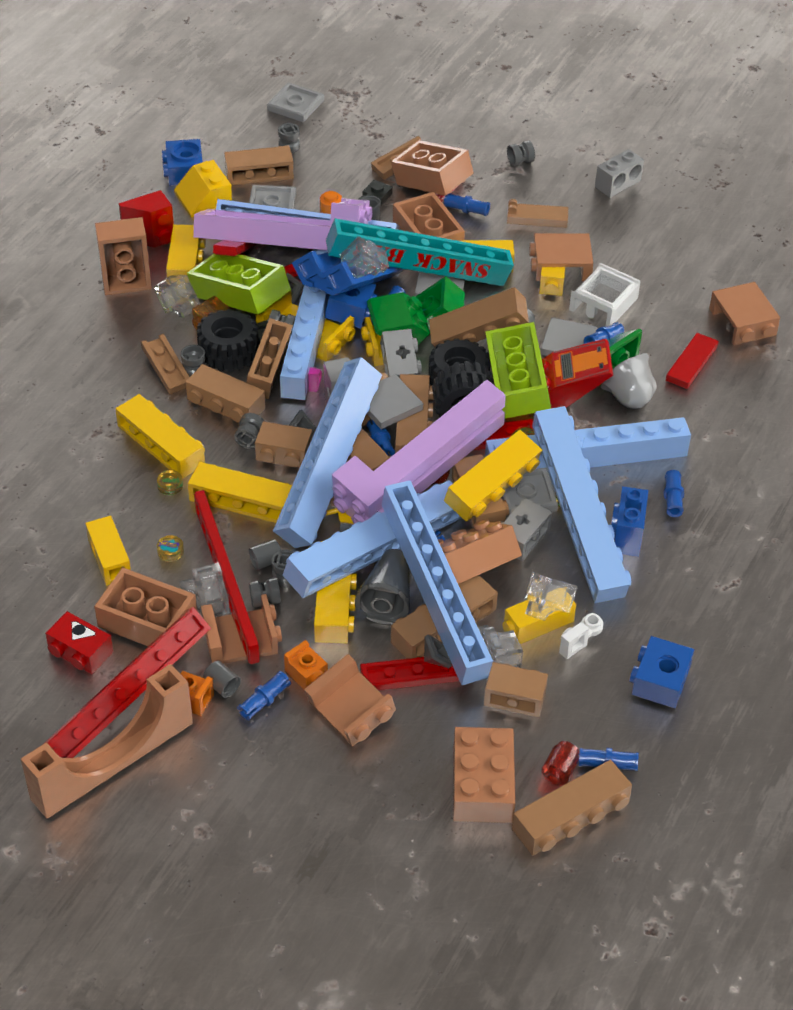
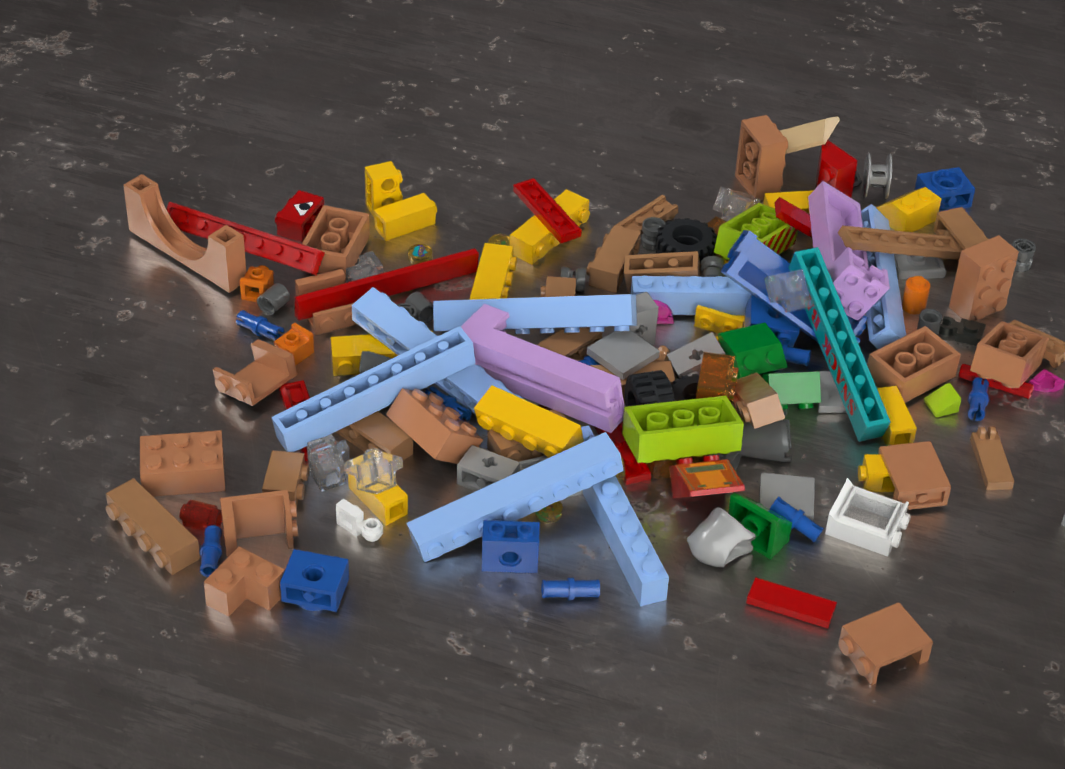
camera: 80 degrees right, 5 degrees down
(68, 557) = (382, 185): none -> yellow brick
(80, 249) = (809, 134): none -> tan slope
(151, 425) = (547, 210): none -> red tile
(168, 183) = (877, 175): none -> light grey piece
(282, 193) = (899, 242): none -> medium nougat plate
(341, 155) = (983, 279): none -> nougat brick
(452, 331) = (716, 376): none -> clear orange piece
(467, 221) = (943, 401): none -> lime slope
(590, 726) = (258, 516): none -> nougat panel
(656, 731) = (243, 578): none -> nougat brick

